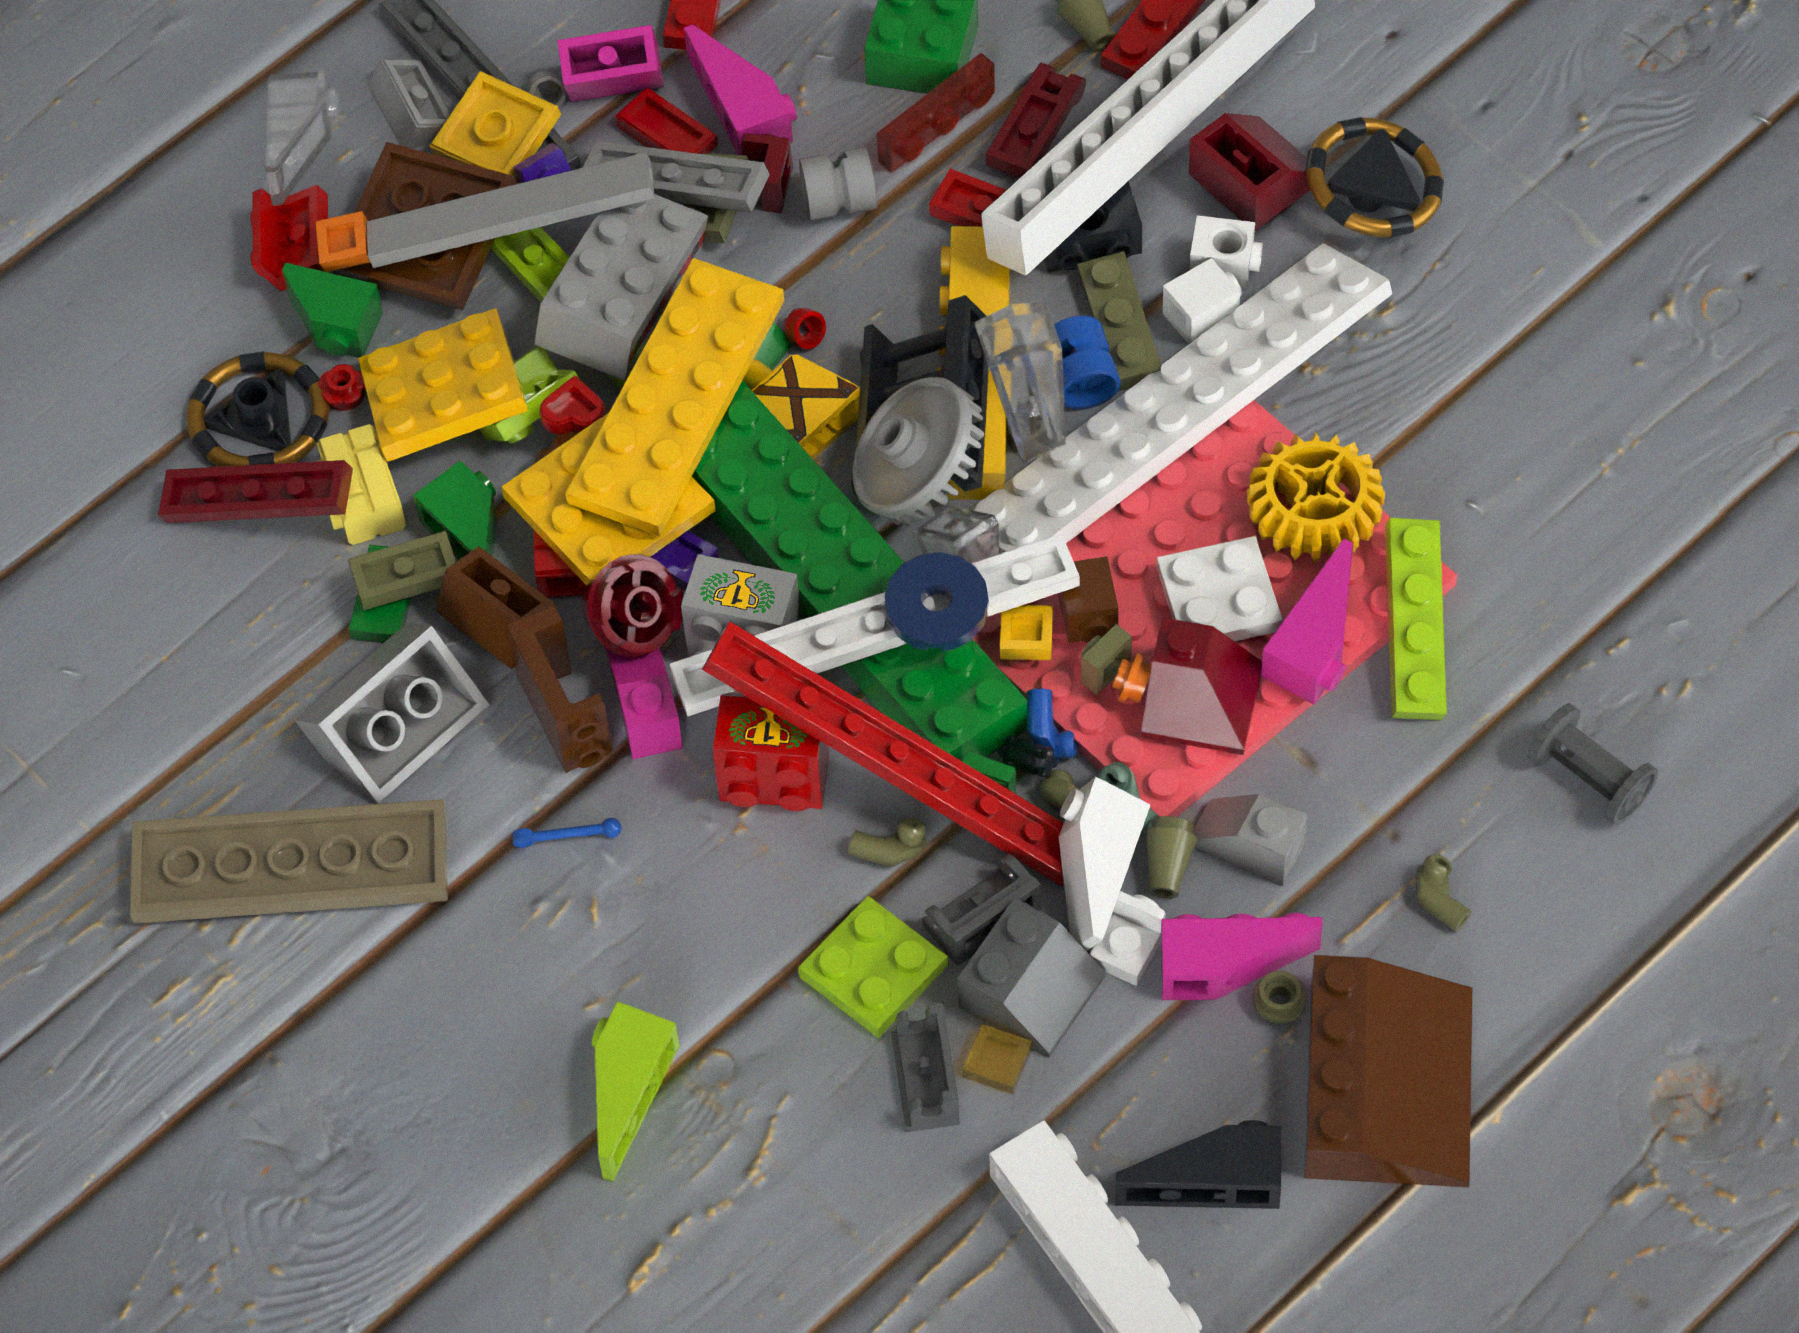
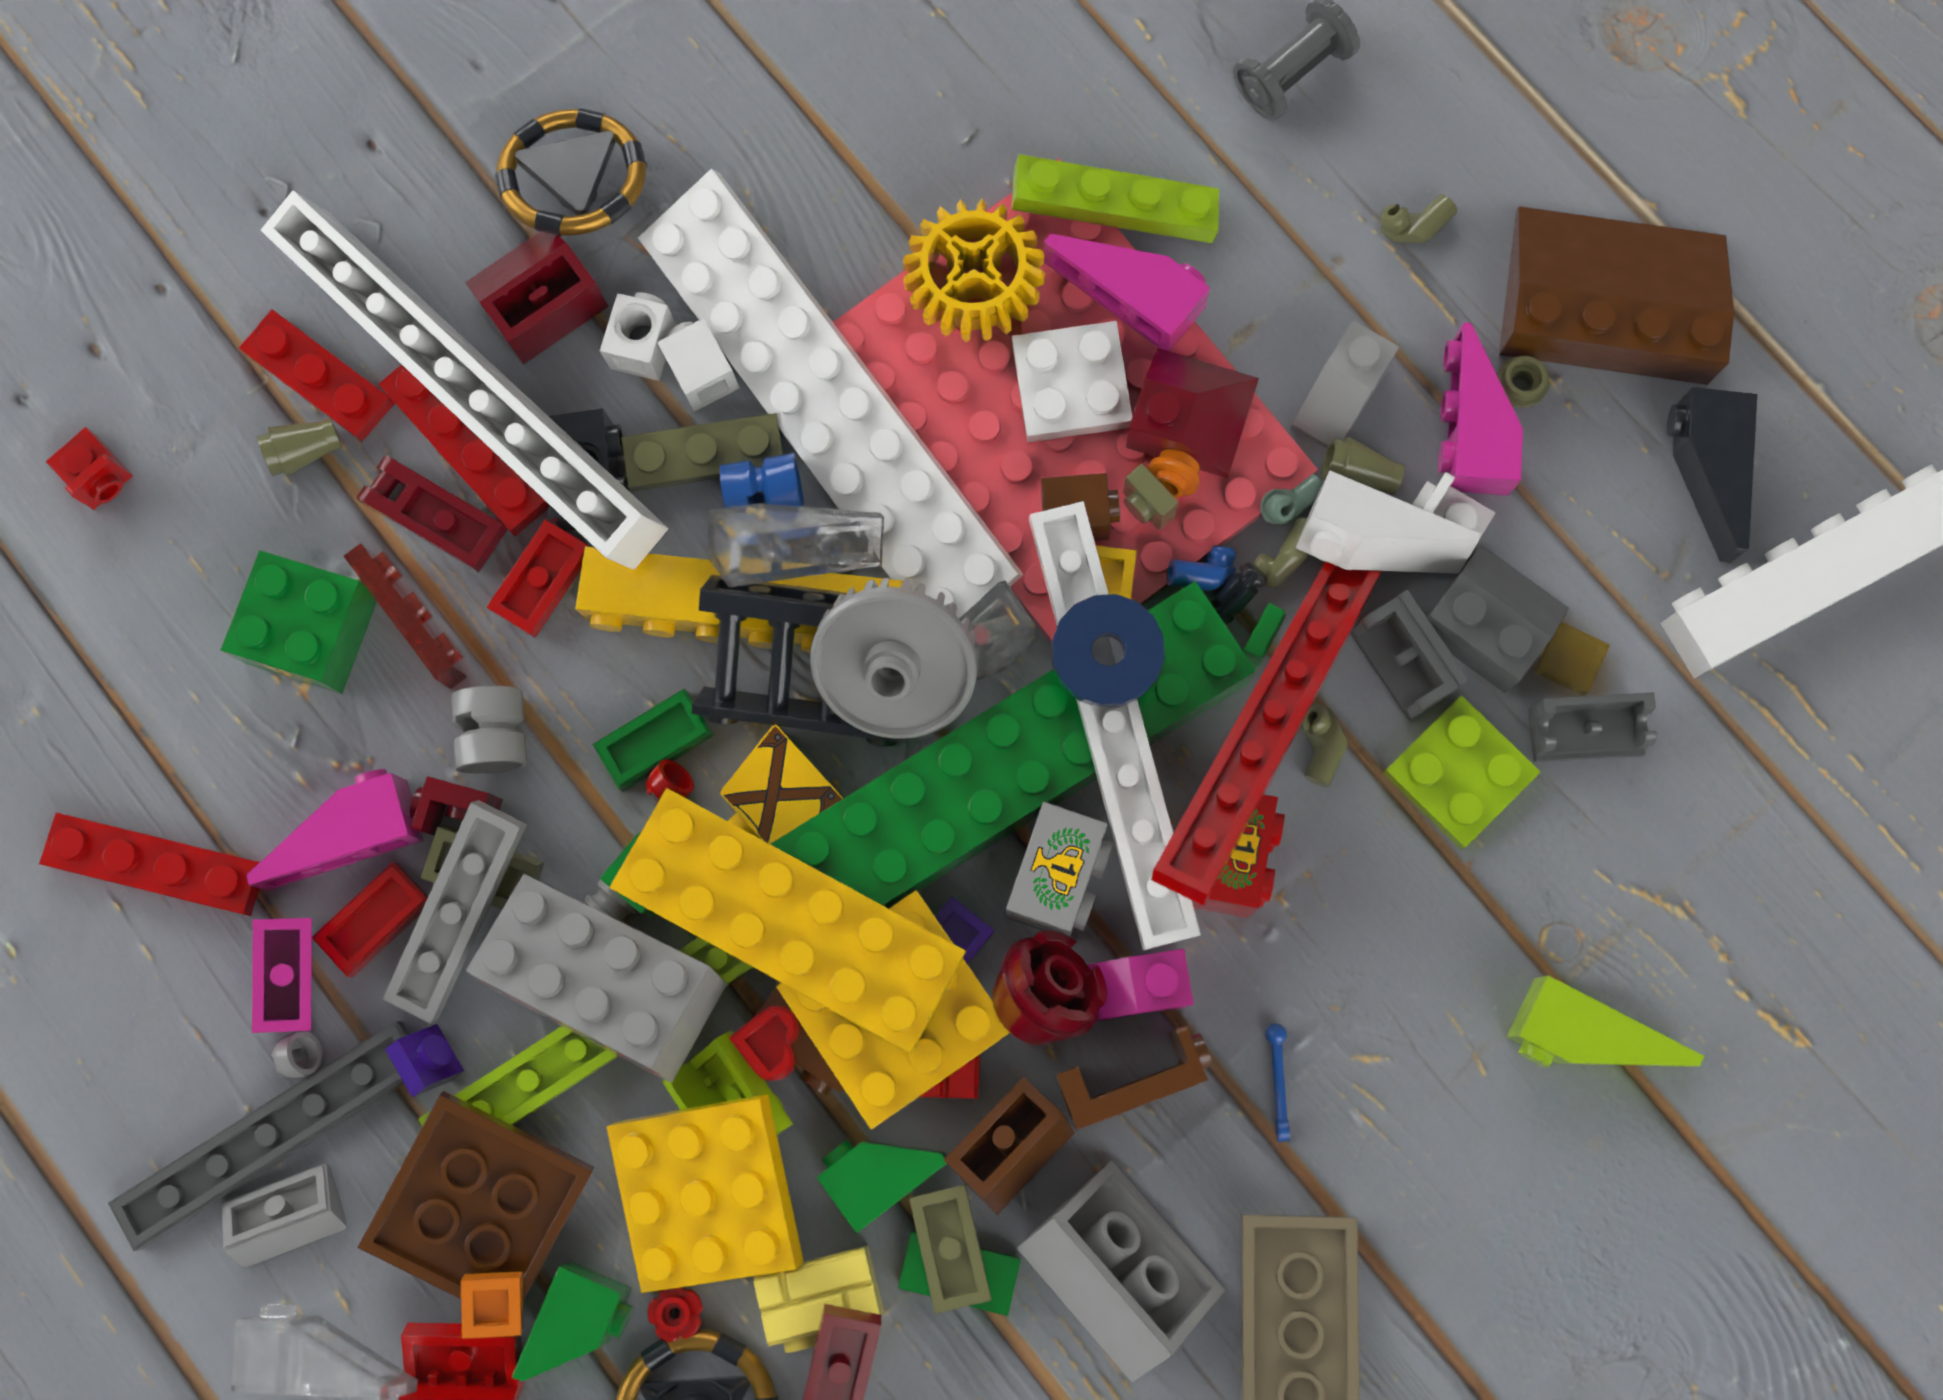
camera: 80 degrees left, 20 degrees up
(495, 126) = (348, 1116): yellow tile -> none
(510, 210) = (493, 1102): light grey tile -> none
(843, 310) = (655, 735): none -> green tile

